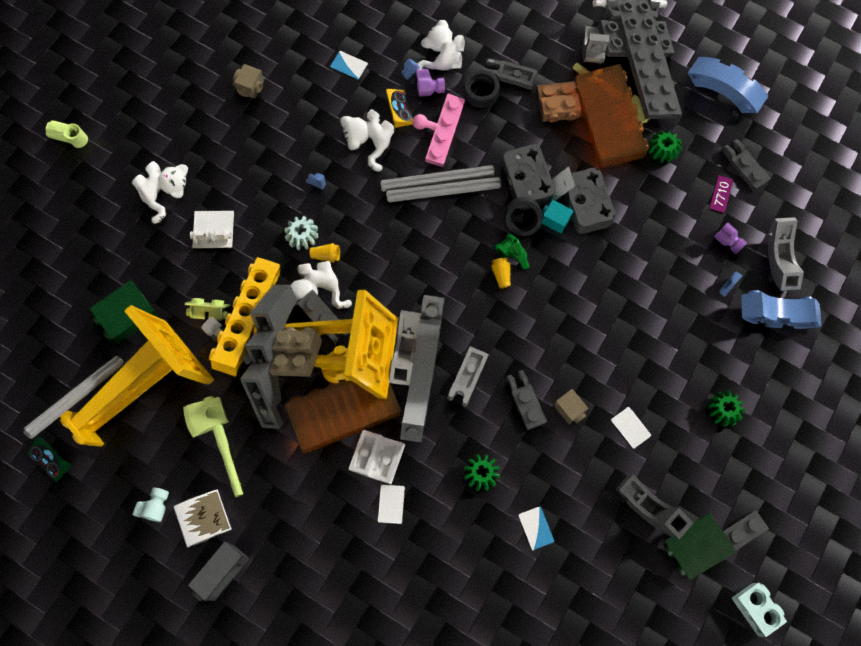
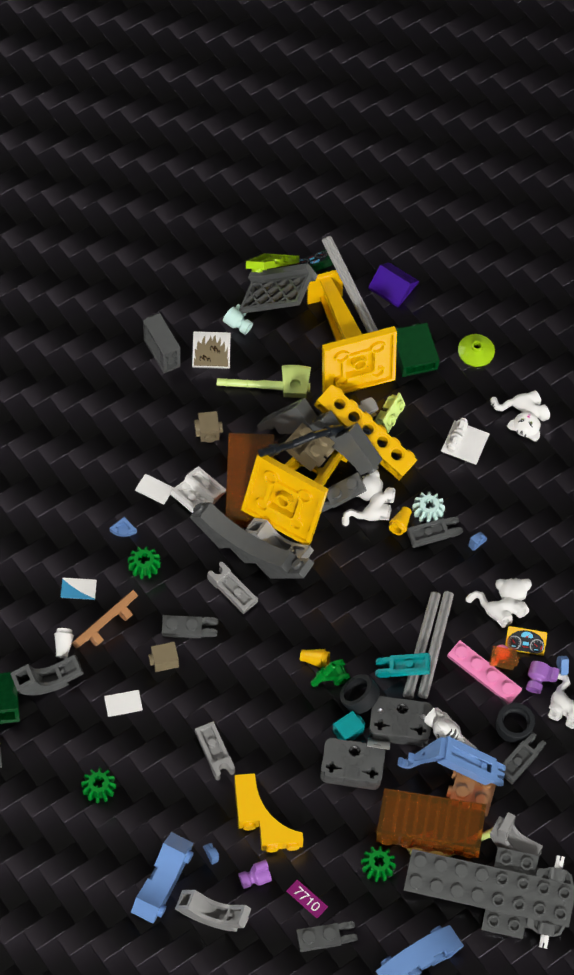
camera: 110 degrees right, 10 degrees down
(48, 365) = (392, 284): none -> dark purple slope
(71, 495) = (269, 261): none -> lime wing
(88, 470) = (276, 279): none -> dark grey fence
(106, 264) = (476, 356): none -> lime dish
(300, 478) = (208, 427): none -> dark tan brick
(325, 221) = (433, 531): none -> dark grey hinge
(333, 362) = (275, 449): none -> black bar
(429, 113) = (504, 658): none -> clear orange bracket
(450, 513) = (123, 528): none -> medium blue tile
(475, 190) = (403, 665): none -> teal hinge
(525, 127) = (445, 726): none -> white animal
(553, 111) = (459, 758): none -> medium blue hinge
(561, 482) = (92, 632): none -> medium nougat hinge
(604, 512) = (63, 642): none -> white cone
(635, 322) = (214, 749): none -> light grey plate
(678, 263) = (253, 814): none -> yellow arch

